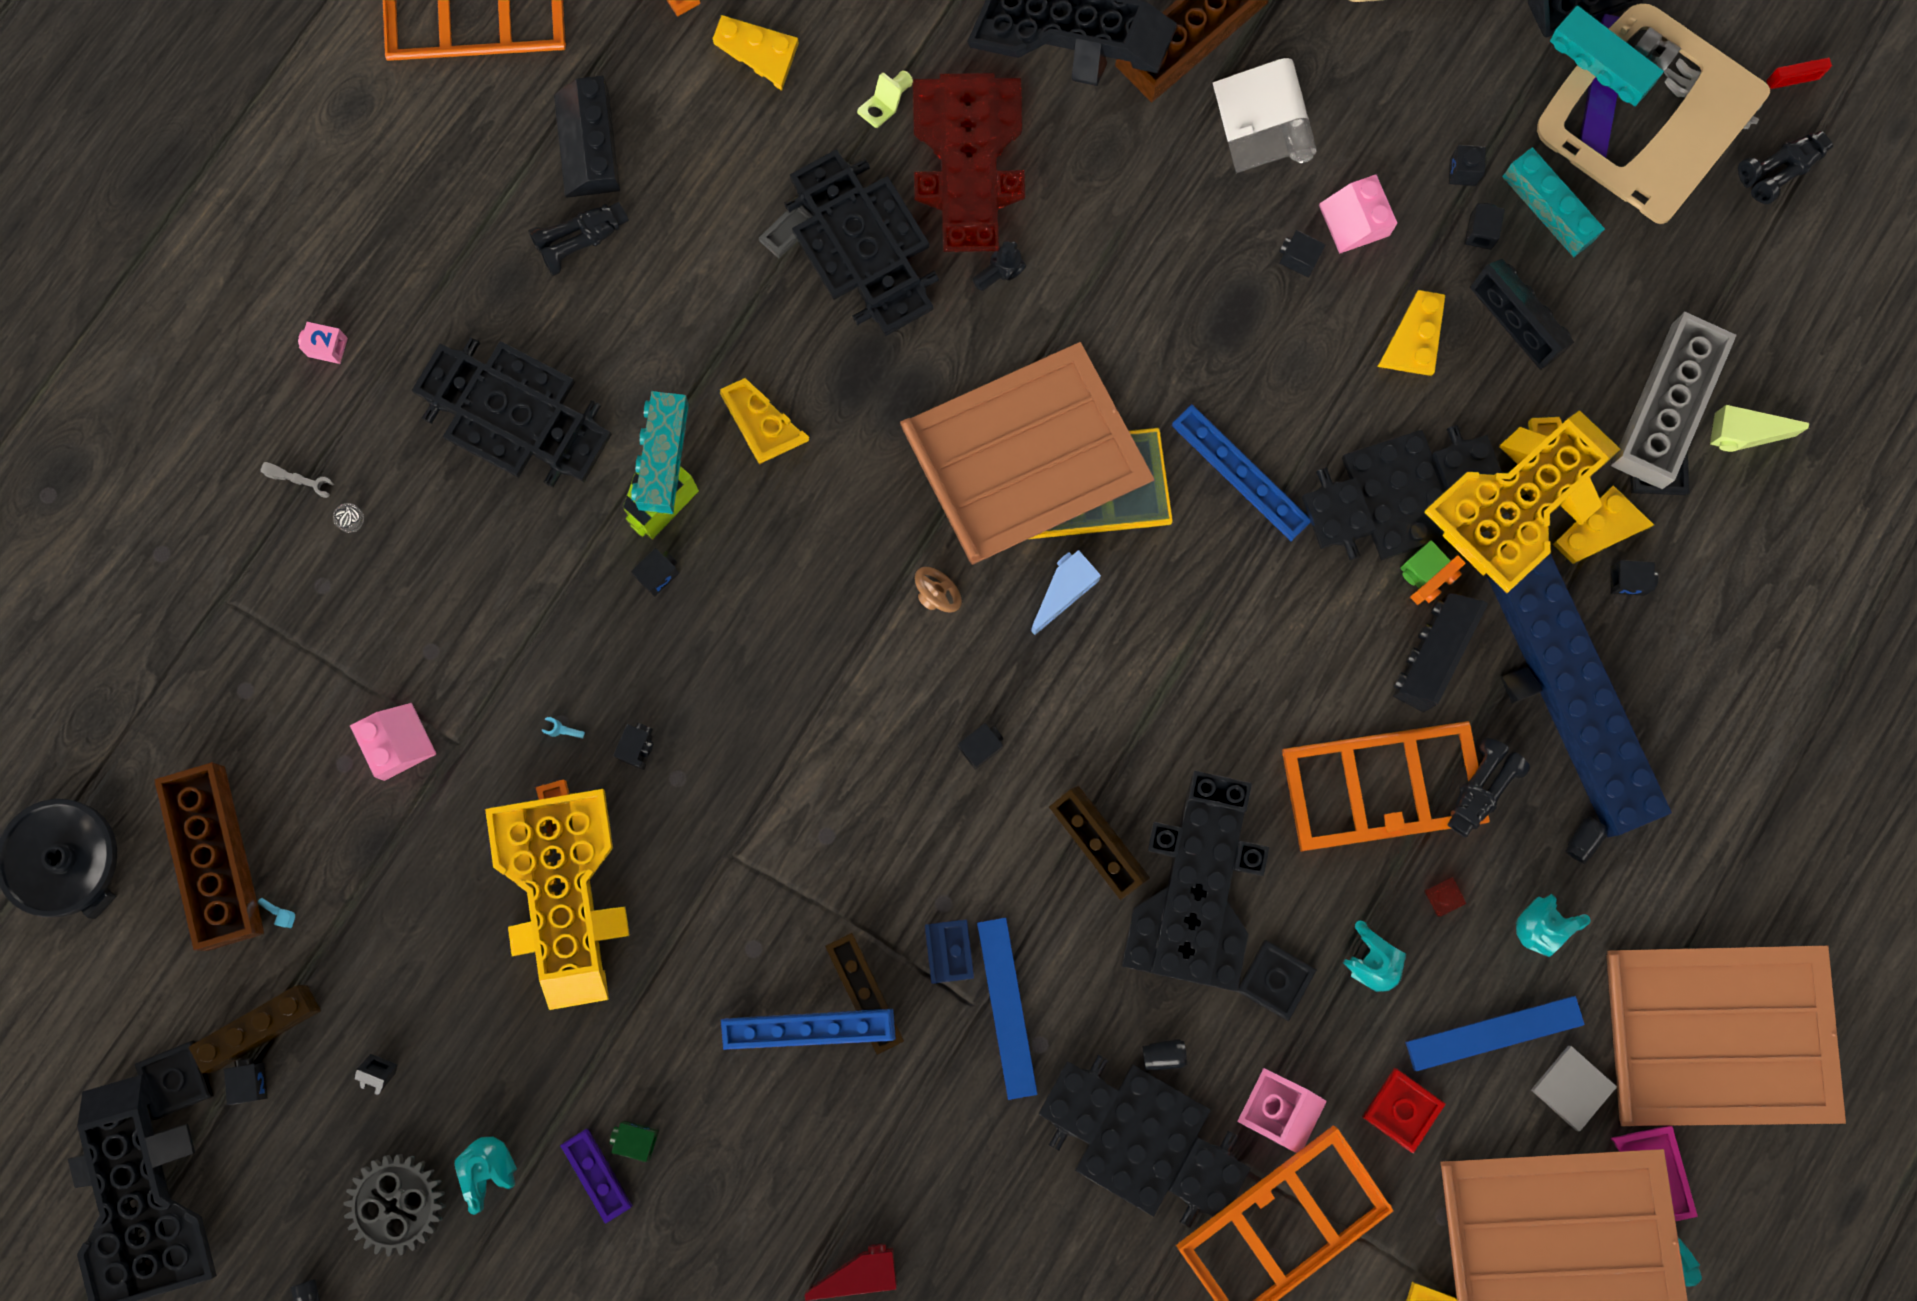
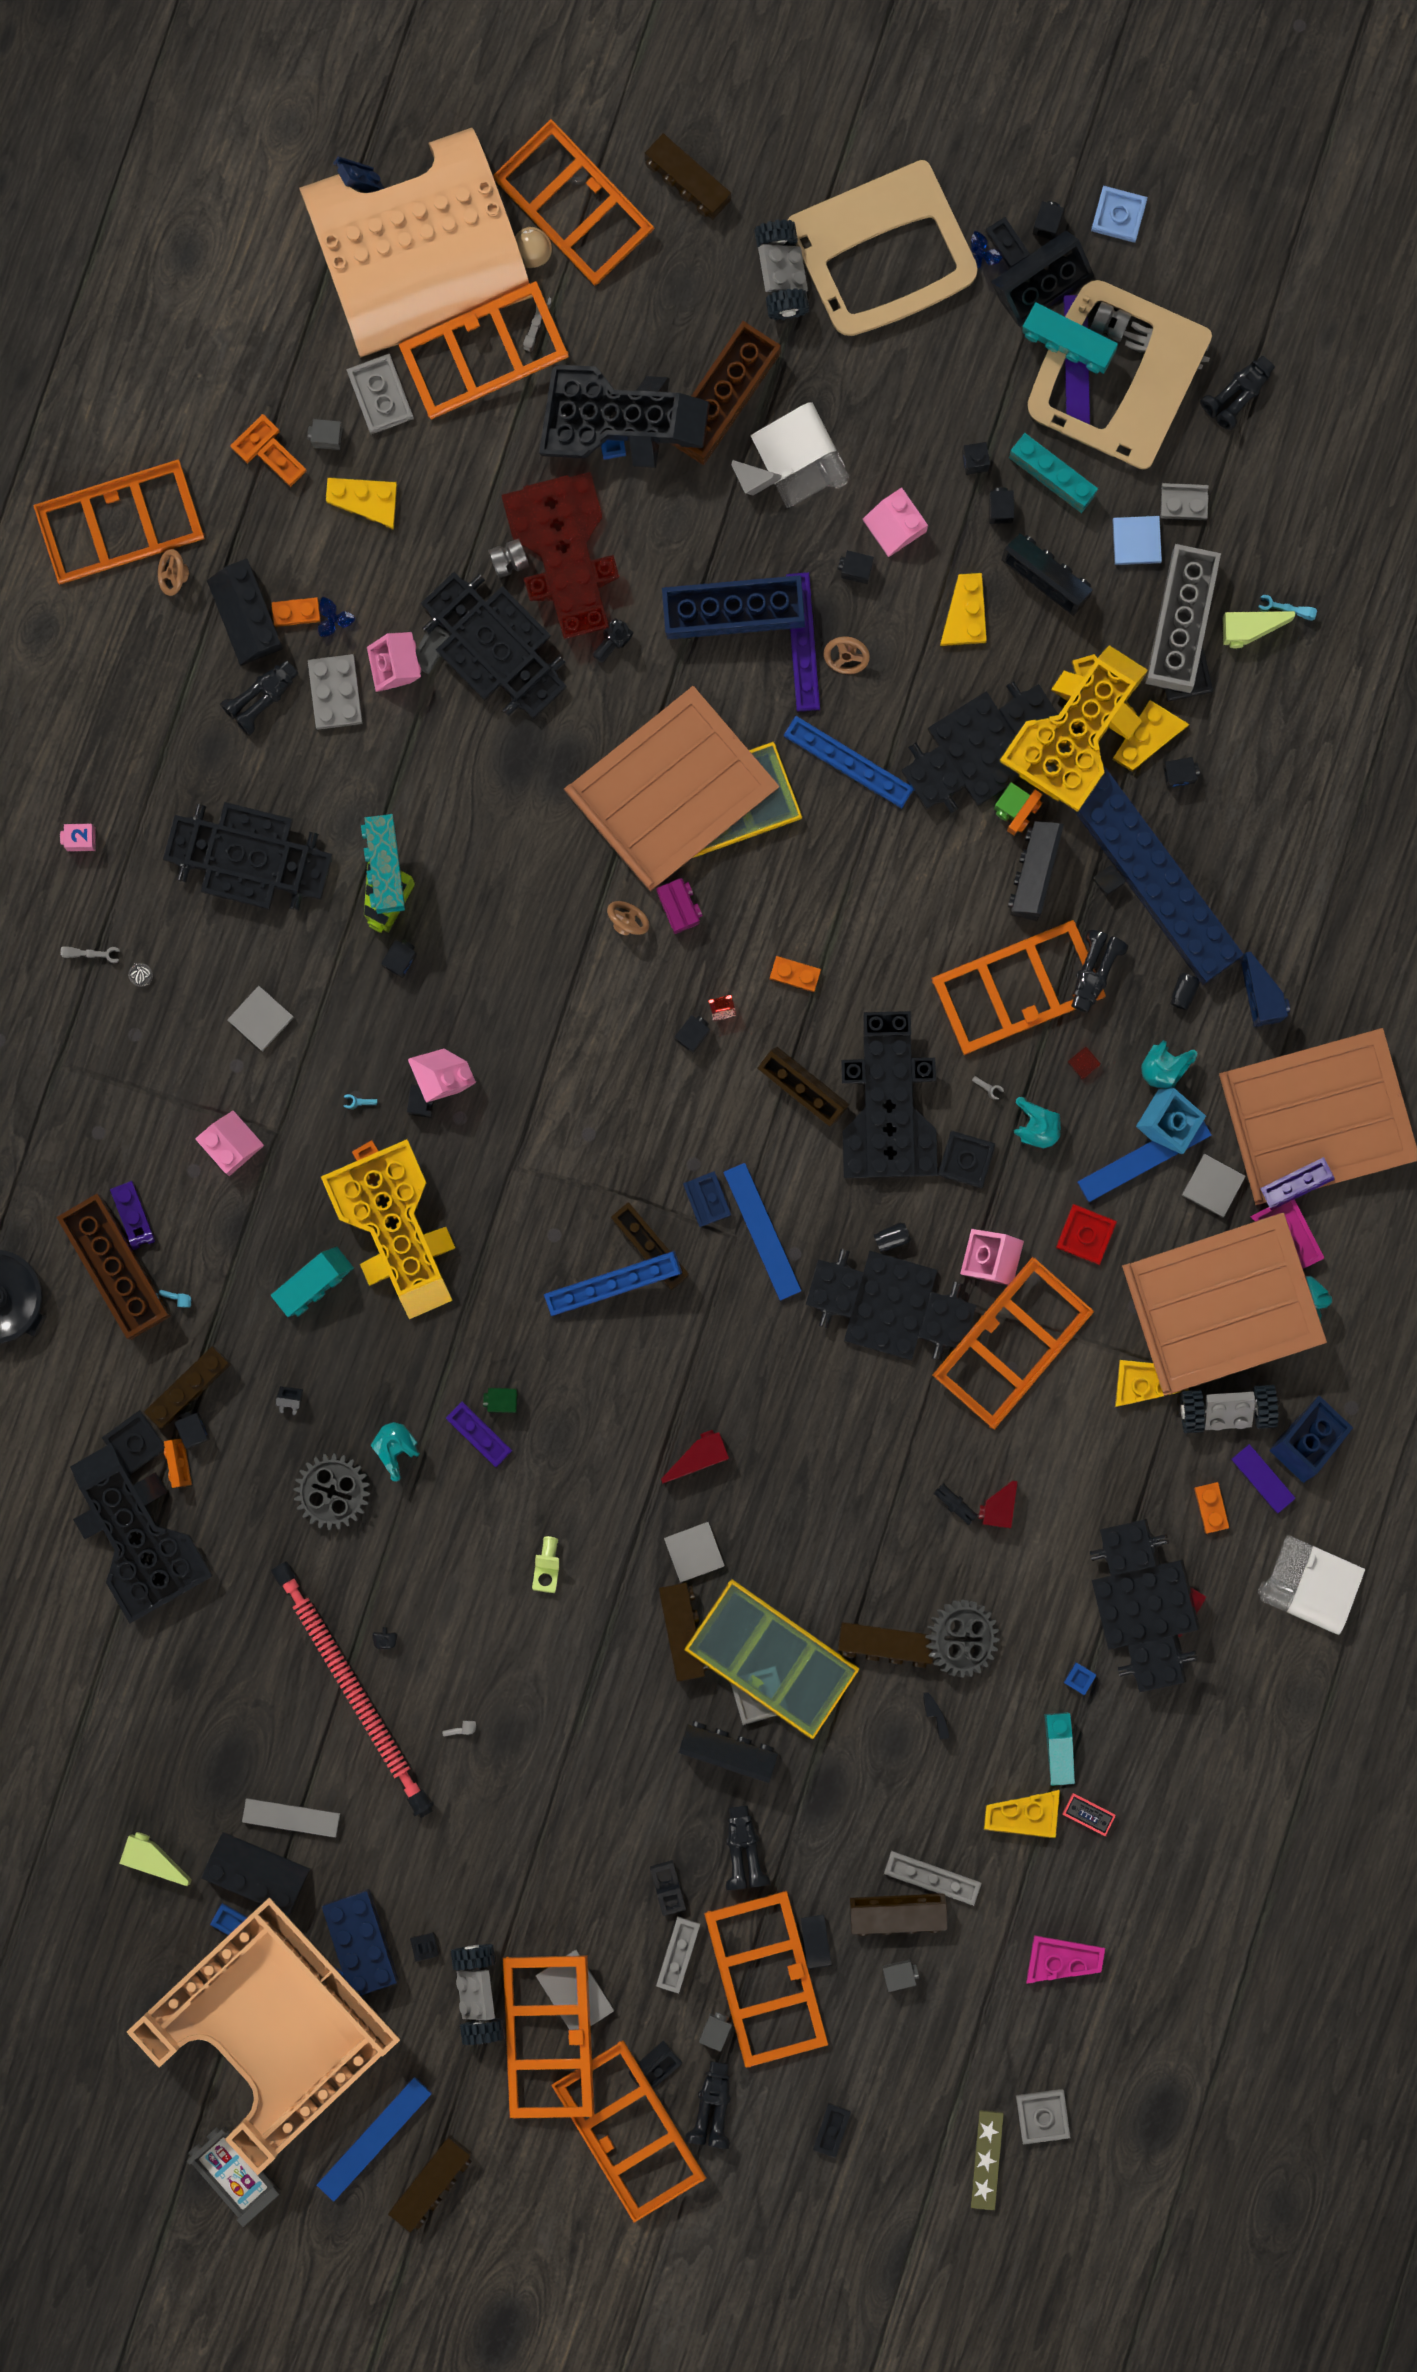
camera: 10 degrees left, 5 degrees up
(214, 1122) = (177, 1463): none -> orange plate
(254, 798) = (132, 1214): none -> dark purple plate
(443, 934) = (312, 1281): none -> teal wedge
(473, 602) = (260, 1018): none -> light grey tile
(517, 73) = (177, 573): none -> medium nougat piece
(645, 153) = (296, 612): none -> orange plate
(665, 251) = (335, 691): none -> light grey plate
(666, 720) = (441, 1074): none -> bright pink slope
(683, 159) = (328, 609): none -> clear blue plant
(741, 230) = (393, 661): none -> bright pink slope
(760, 422) = (453, 818): yellow wing -> none
(886, 97) = (483, 516): yellowish green bracket -> none
(903, 149) = (508, 558): none -> flat silver wheel
(1001, 590) = (678, 905): none -> magenta brick
(1024, 723) = (722, 1008): none -> clear red plate
(1053, 58) = (613, 449): none -> blue plate
(1068, 584) = (731, 886): light blue slope -> none
(1120, 704) = (795, 974): none -> orange plate
(1149, 262) = (733, 607): none -> dark blue brick
(1207, 126) = (753, 478): none -> light grey slope
(1219, 324) = (804, 655): none -> dark purple tile
(1274, 337) = (848, 652): none -> medium nougat piece
(1324, 901) = (987, 1087): none -> light grey hand
(1540, 994) = (1171, 1120): none -> dark azure slope
(1633, 301) = (1137, 540): none -> light blue tile
(1682, 1113) = (1297, 1183): none -> tile
(1684, 865) = (1263, 994): none -> dark blue slope
(1697, 271) = (1184, 501): none -> light grey plate
(1799, 73) = (1235, 309): red tile -> none
(1816, 429) = (1305, 612): none -> medium azure piece

